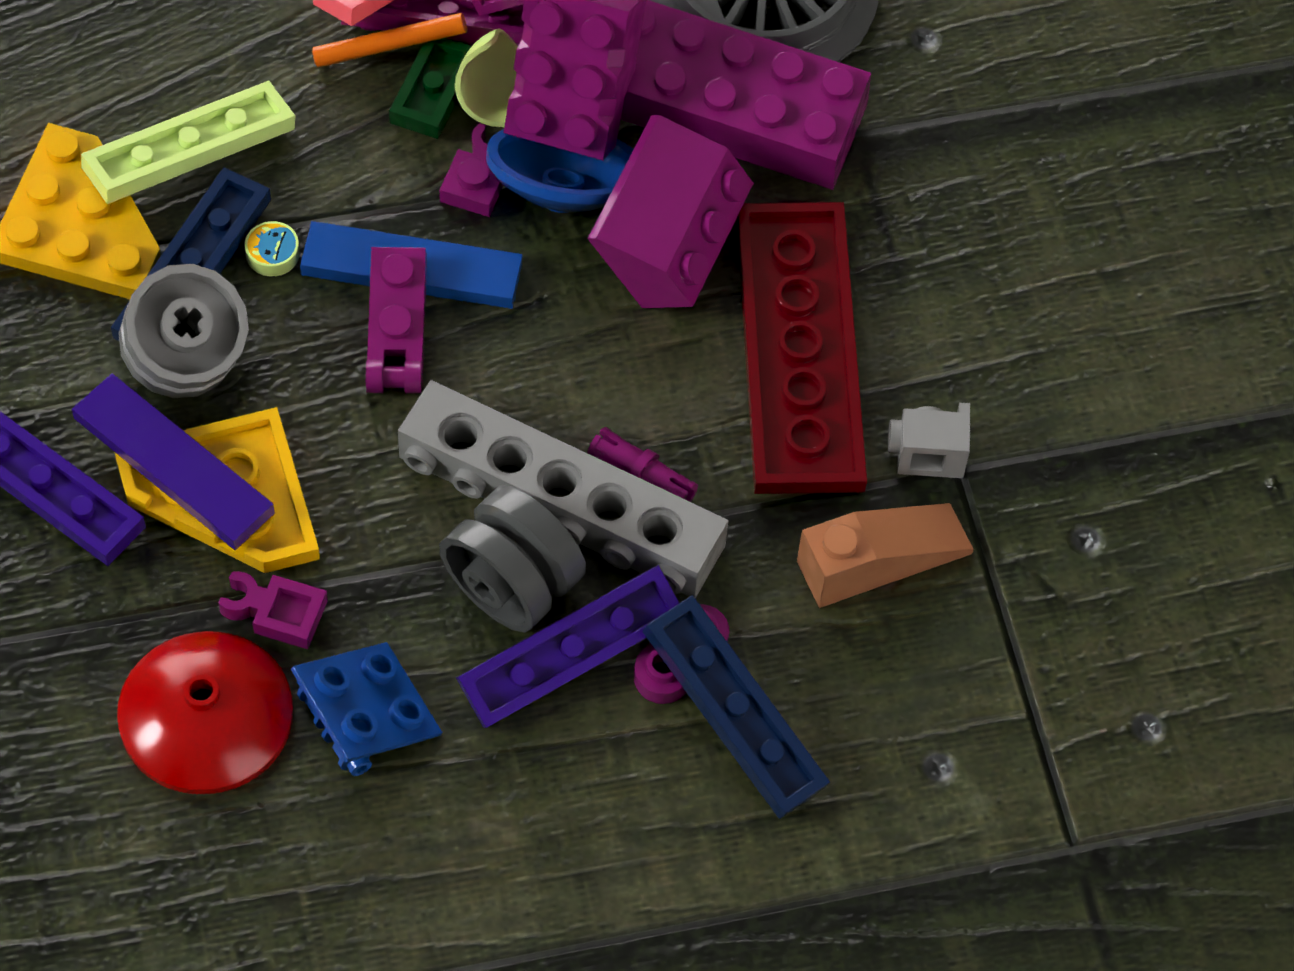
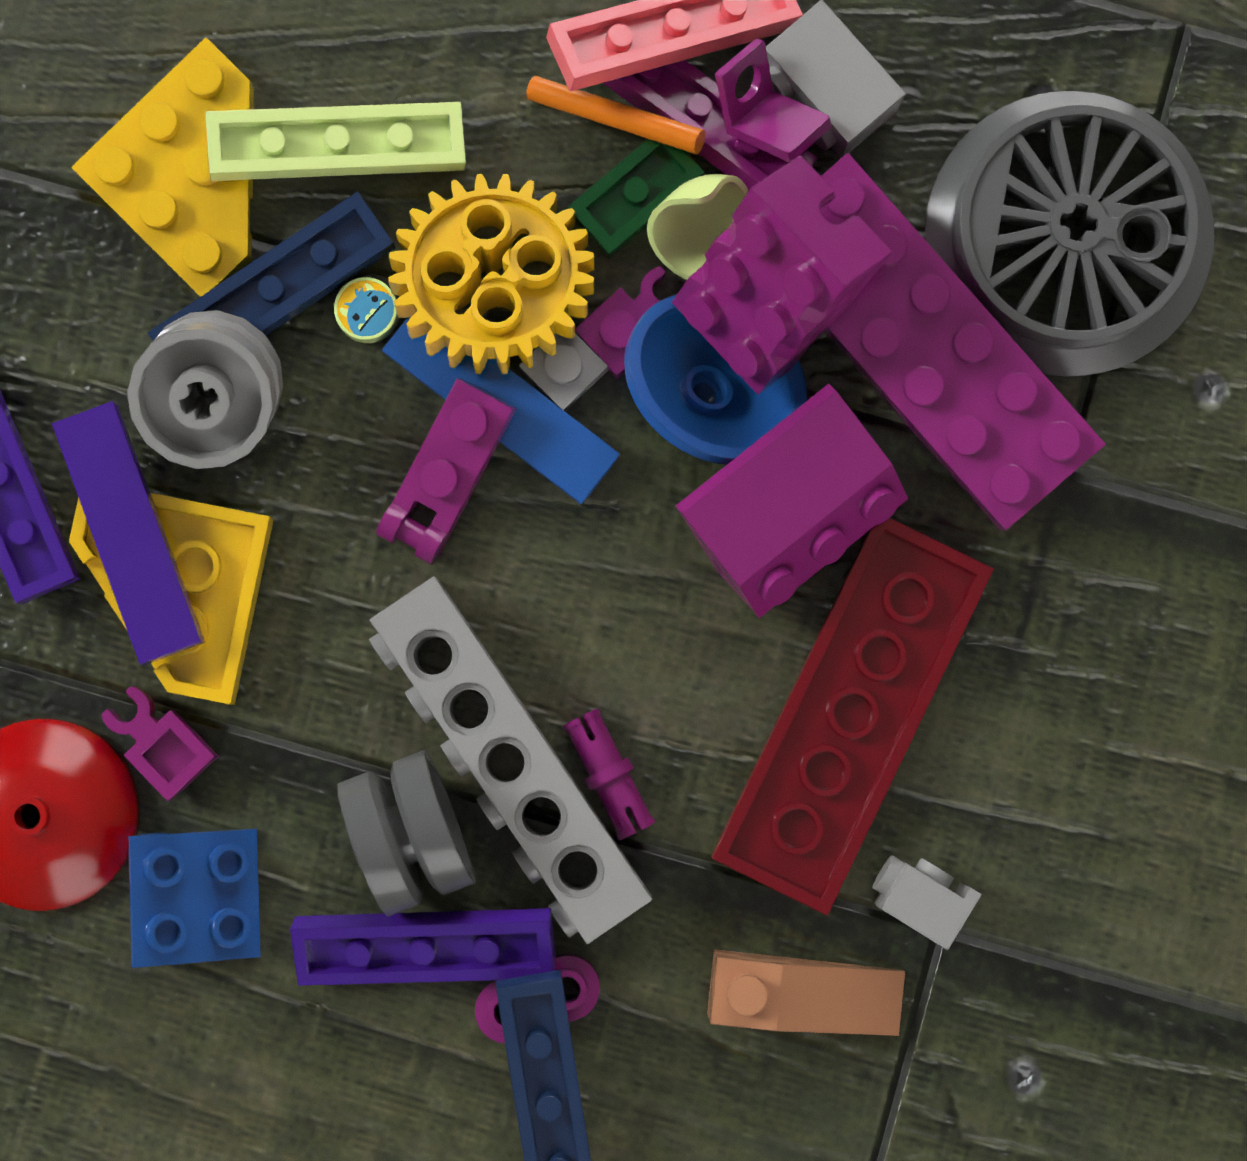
camera: 30 degrees right, 25 degrees up
(391, 184) = (447, 244): none -> yellow gear
(445, 218) = (567, 373): none -> light grey plate

